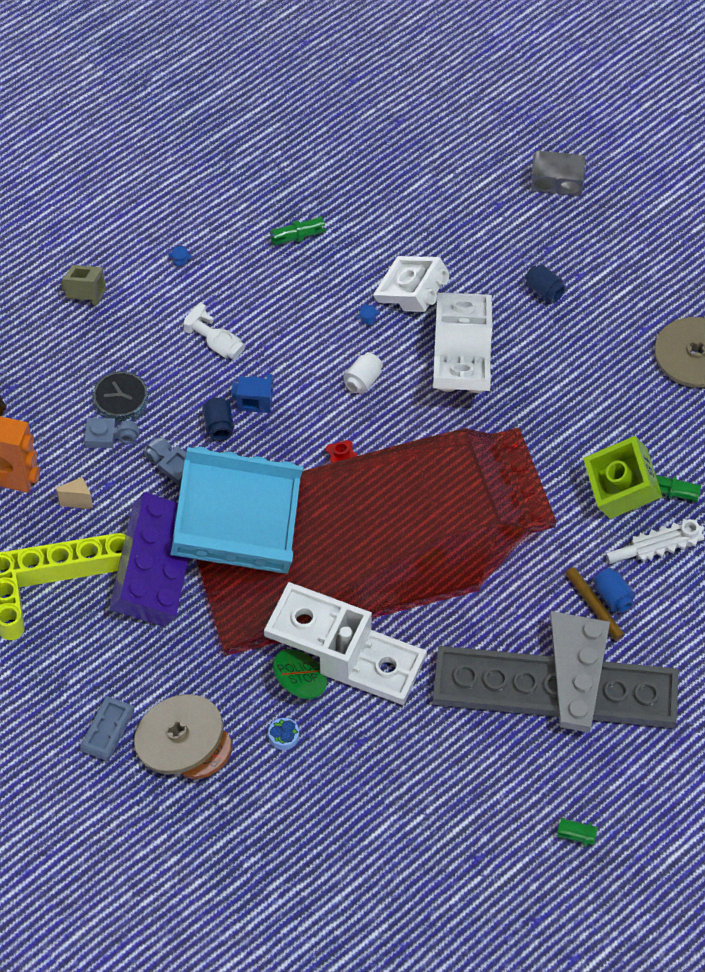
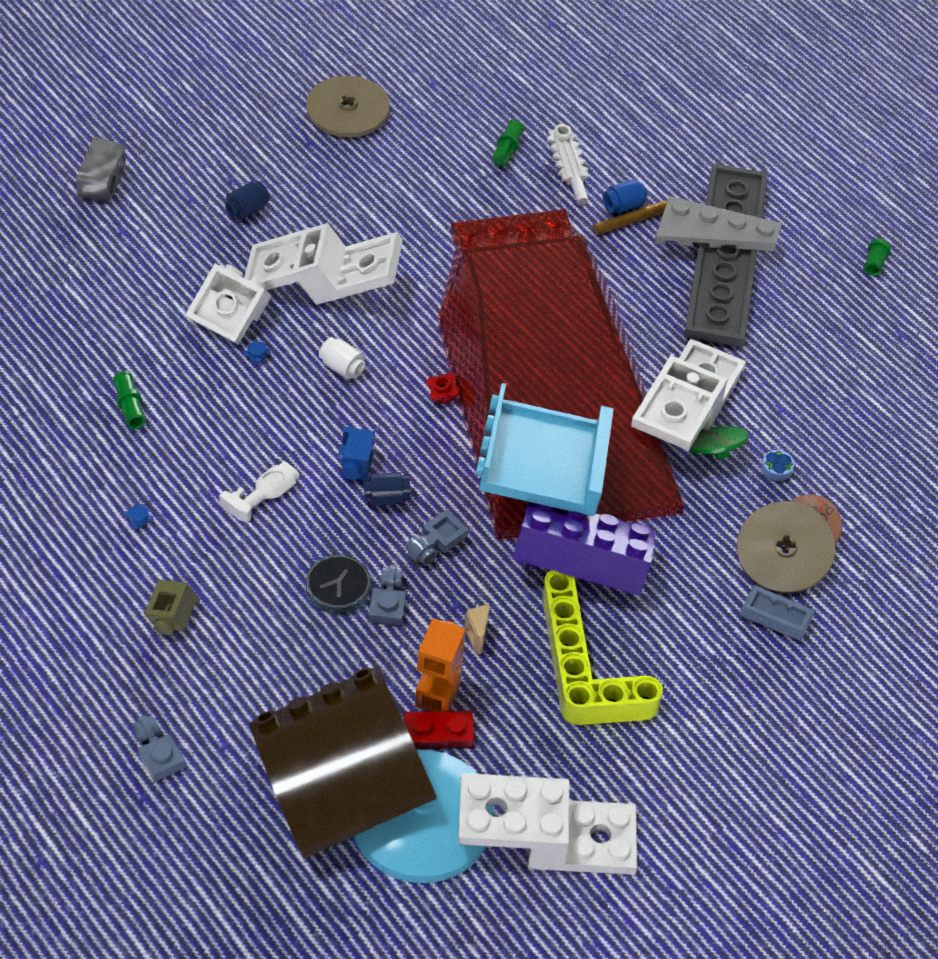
camera: 90 degrees left, 5 degrees down
(622, 477) = (507, 164): lime brick -> none

